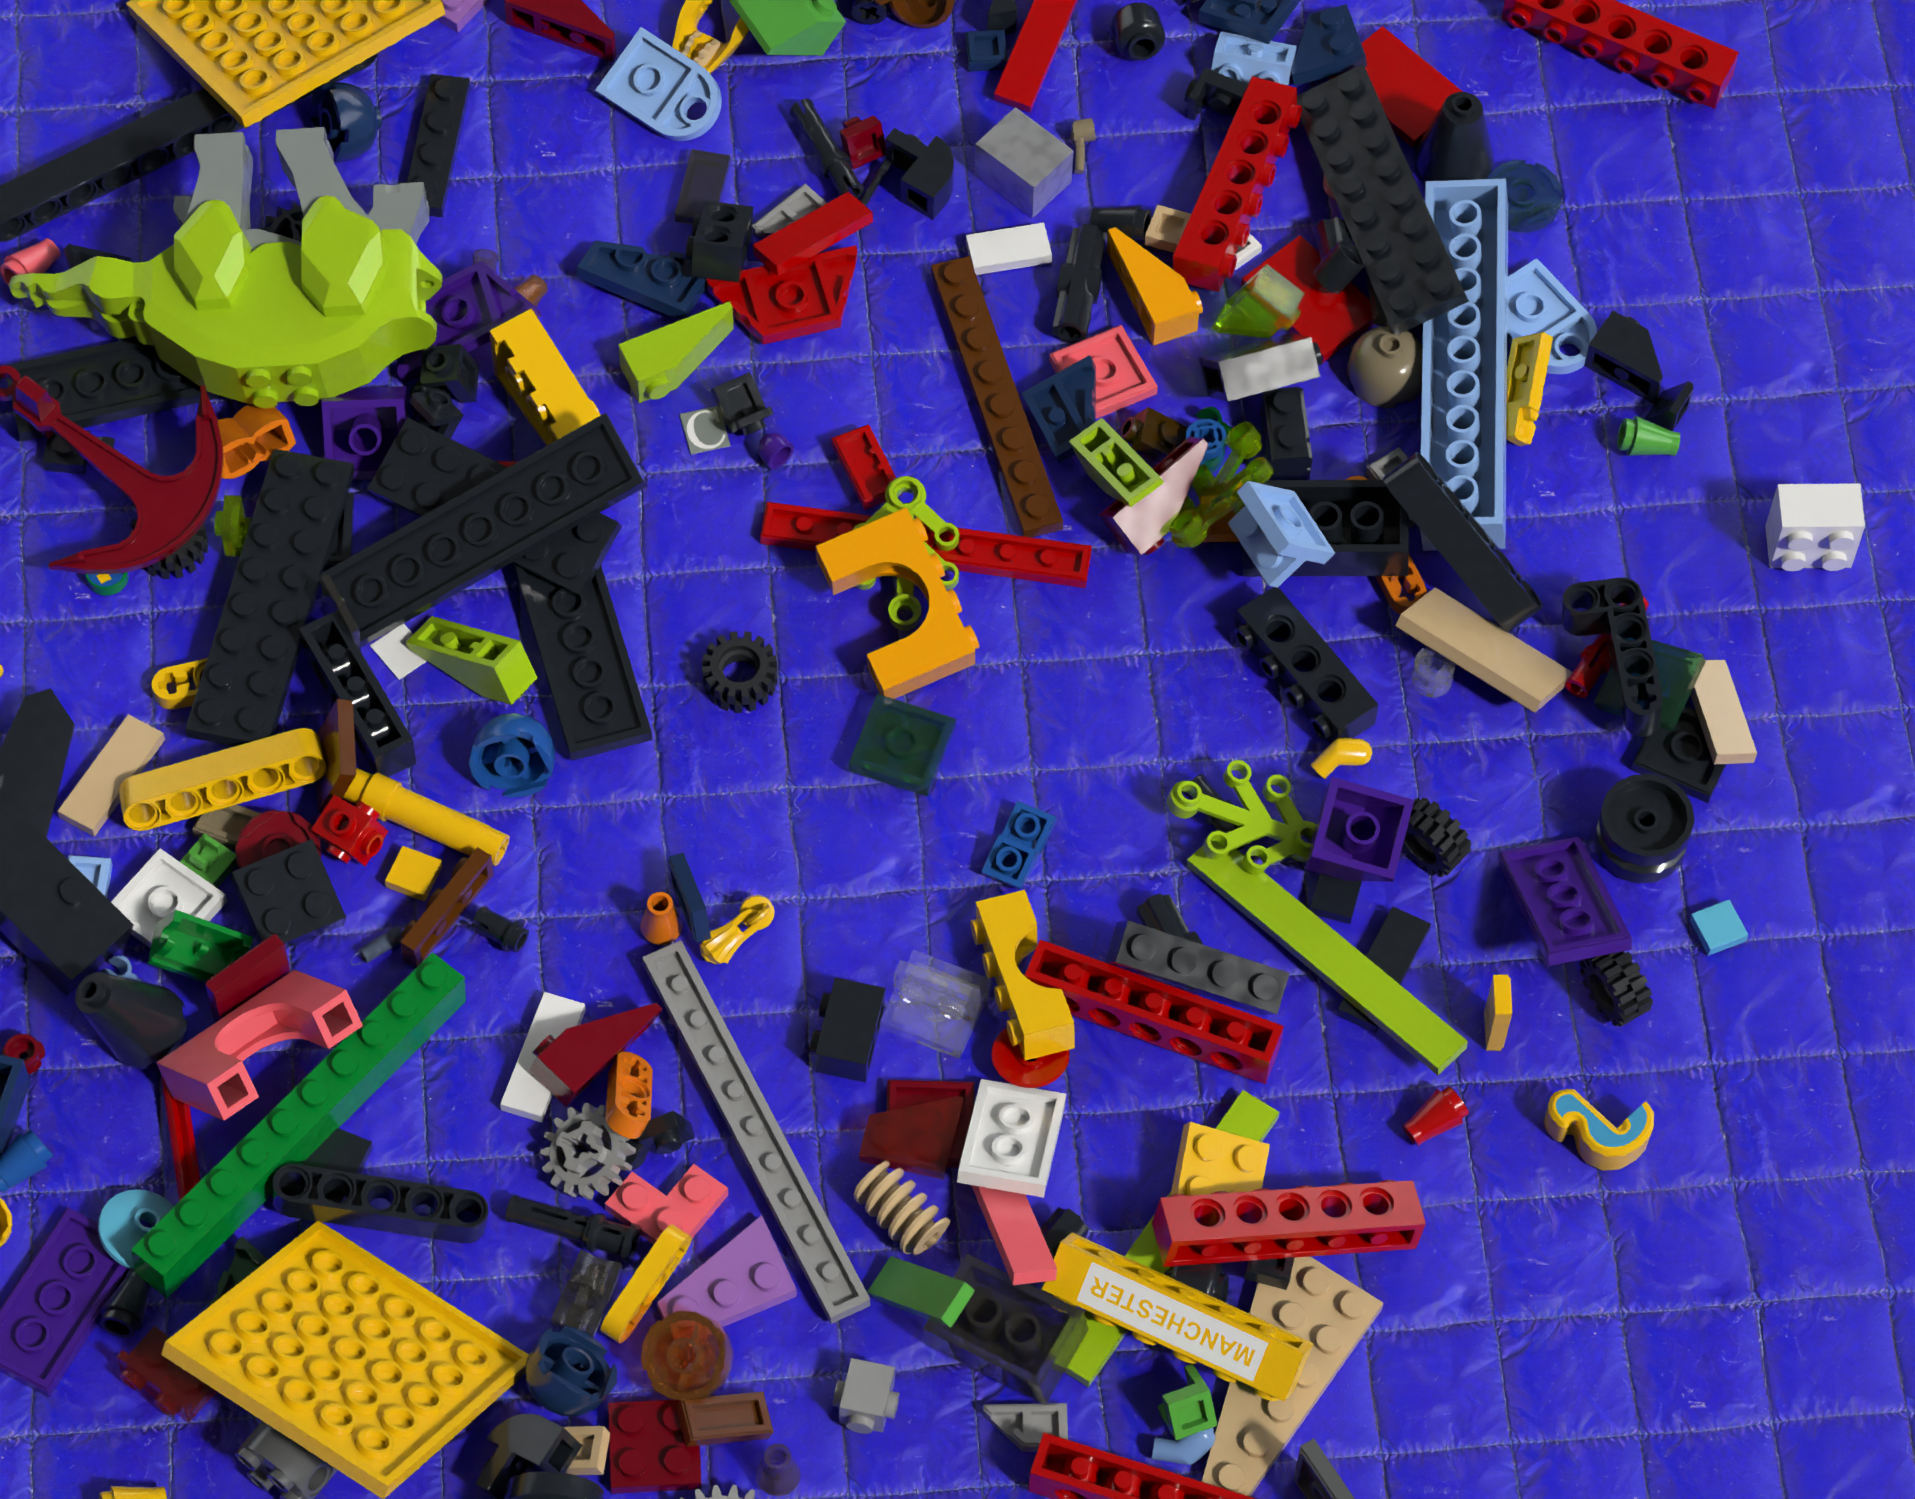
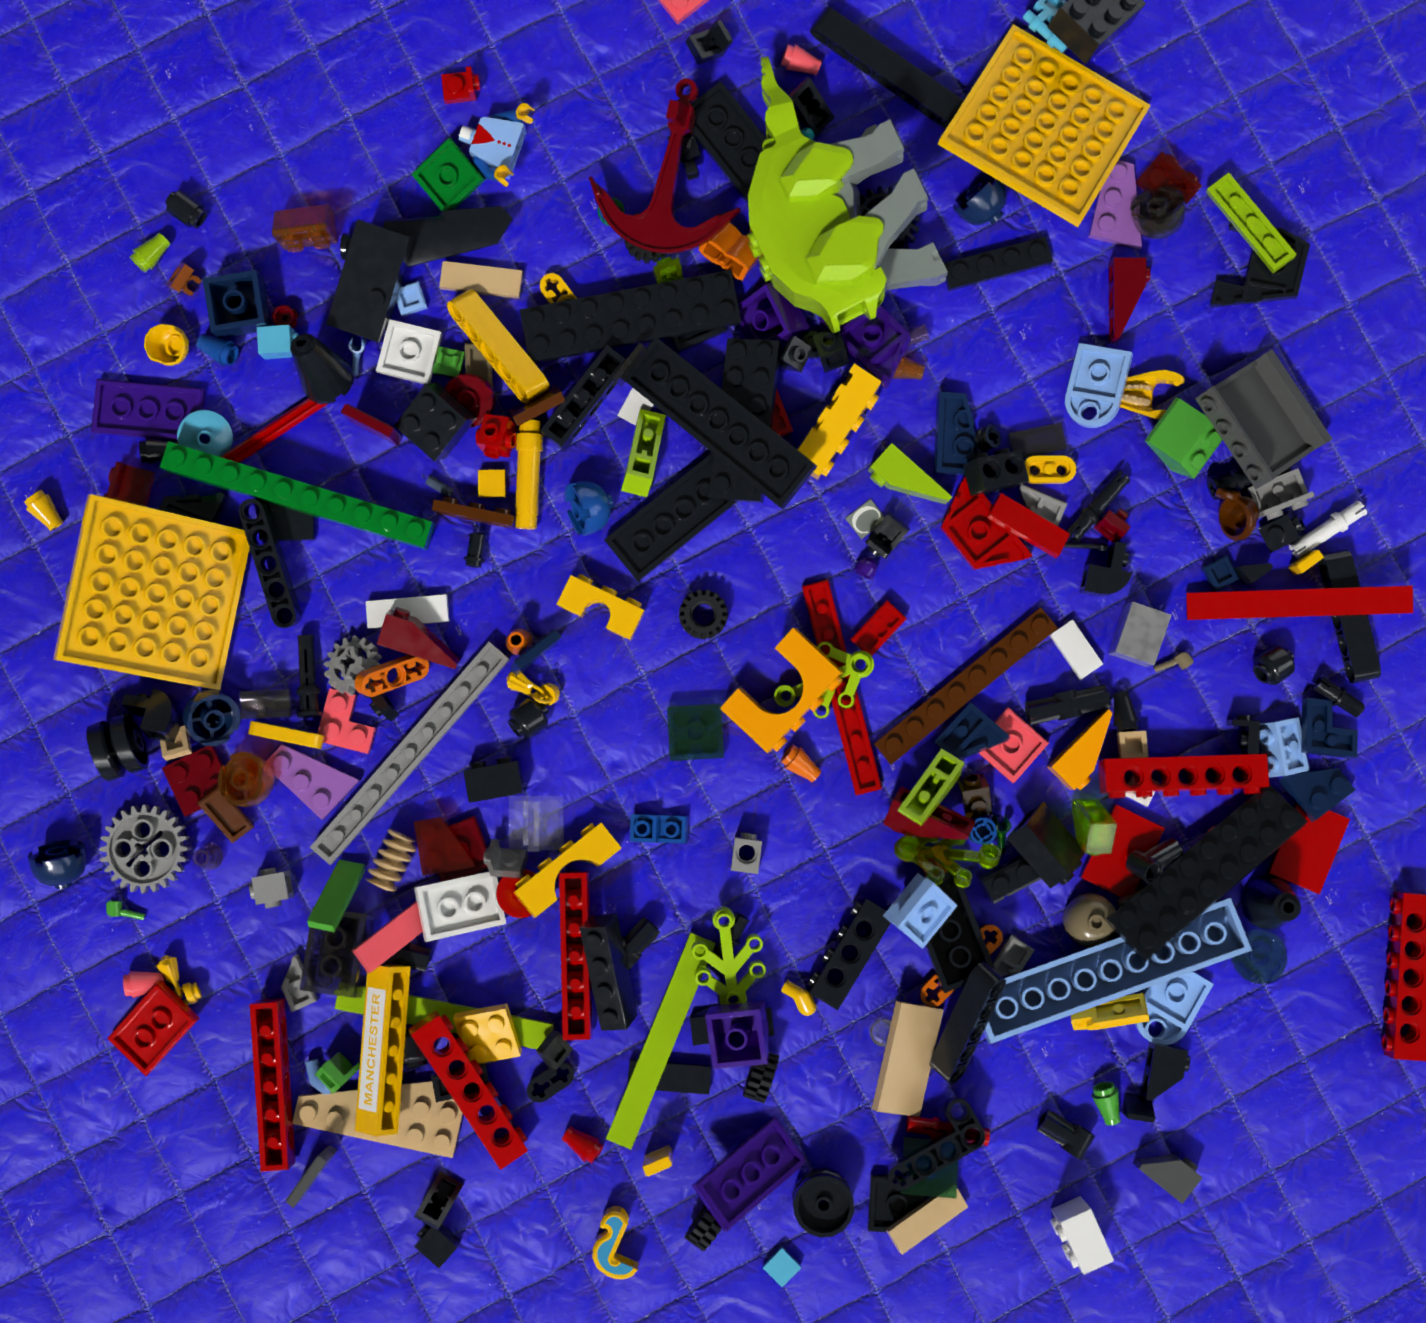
camera: 70 degrees right, 25 degrees up
(54, 1074) = (275, 341): none -> medium azure brick
(195, 946) = (381, 385): green hinge -> none
(210, 1066) = (308, 425): coral arch -> none
(669, 238) = (988, 438): none -> black bush
(688, 770) = (581, 594): none -> yellow arch
(746, 190) = (1047, 469): none -> yellow plate
(779, 949) = (528, 718): none -> black head
(975, 1055) = (505, 861): none -> flat silver bracket
(1006, 632) = (800, 763): none -> orange cone
(1112, 759) = (738, 863): none -> light grey brick
(1279, 1095) = (554, 1050): none -> pearl dark grey plate
(1316, 1130) = (554, 1087): none -> black beam
(1440, 1344) = (438, 1200): none -> black slope
(1501, 1369) = (436, 1244): none -> black brick
(1676, 498) = (1070, 1136): none -> black piece
(1778, 400) = (1171, 1173): none -> dark grey slope

